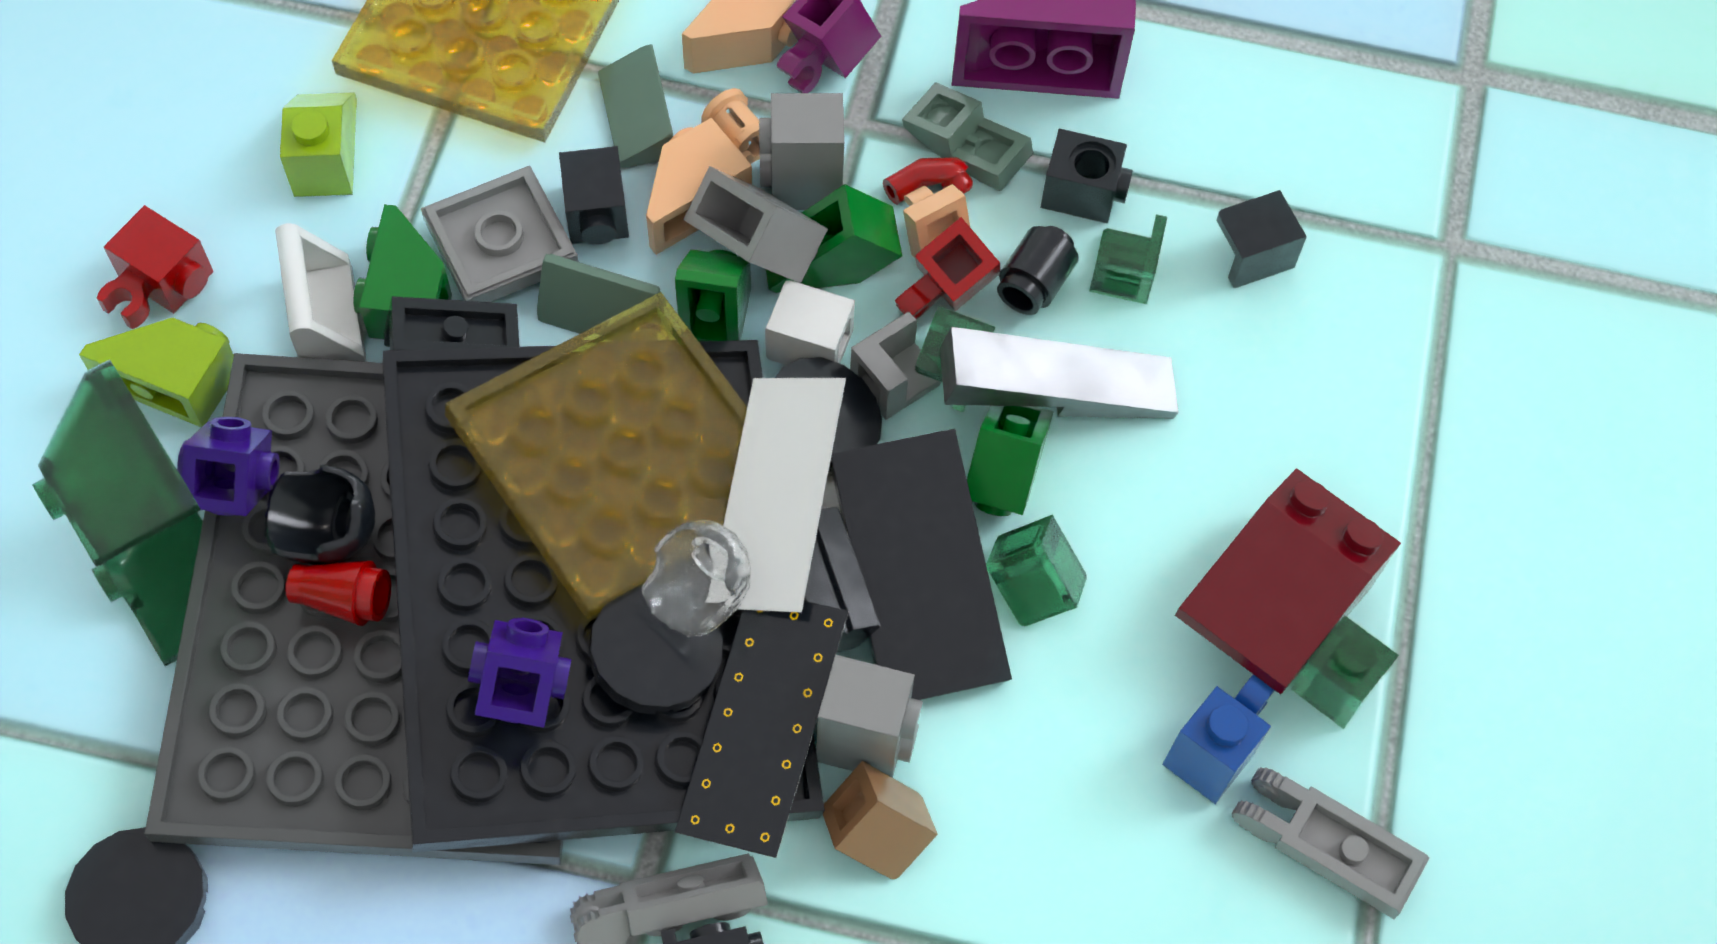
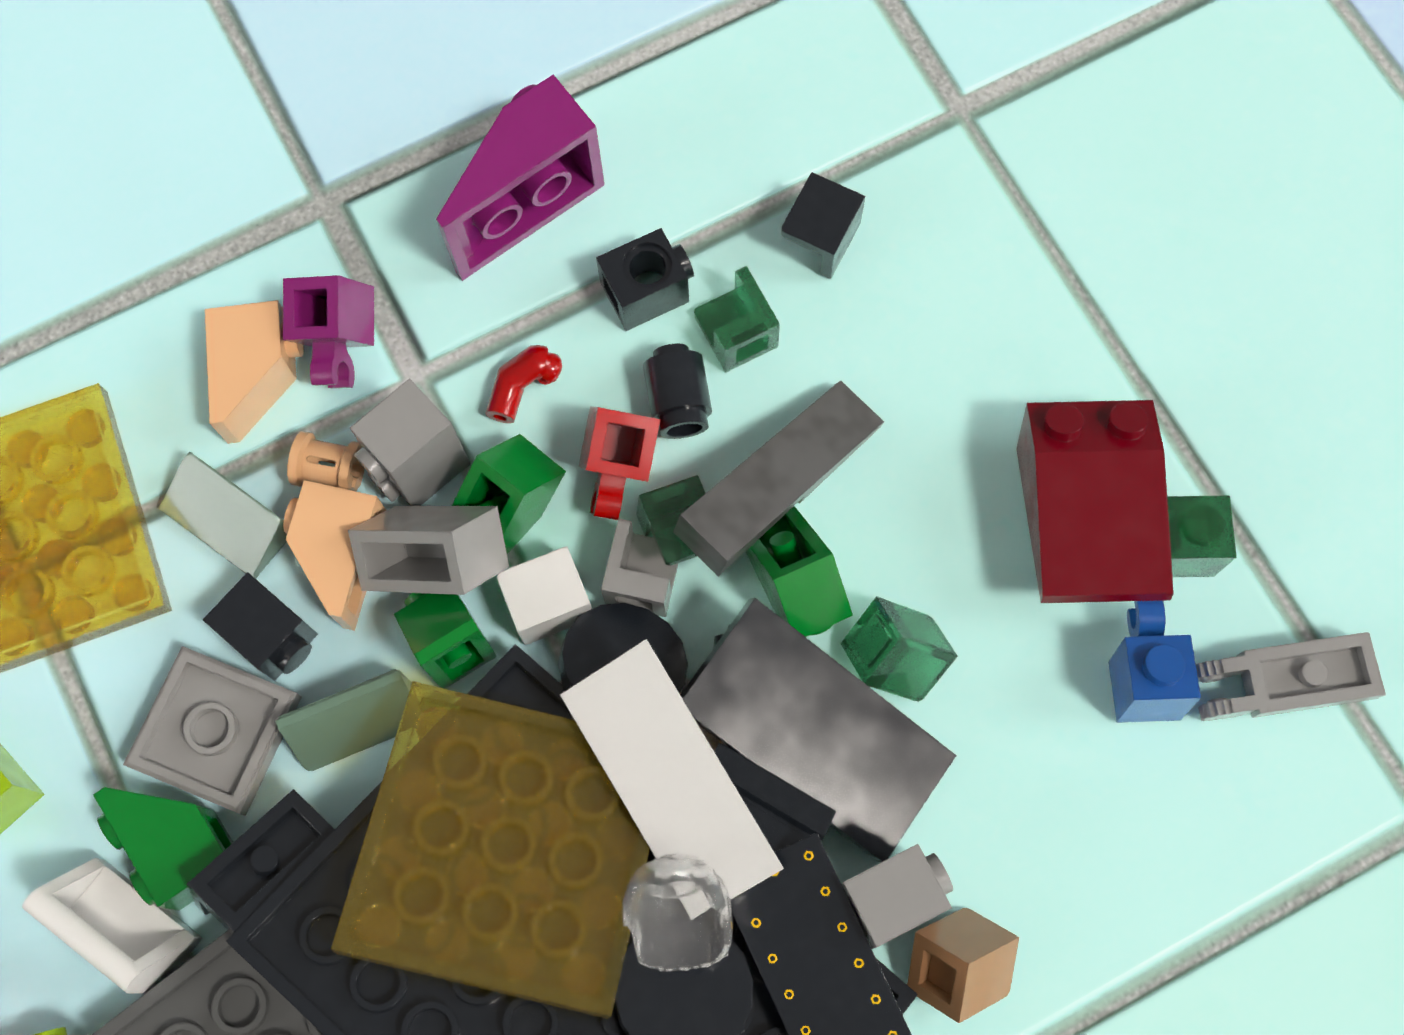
camera: 35 degrees left, 10 degrees up
(932, 214) = (560, 416): light nougat tile -> none
(956, 127) = (511, 319): sand green slope -> none

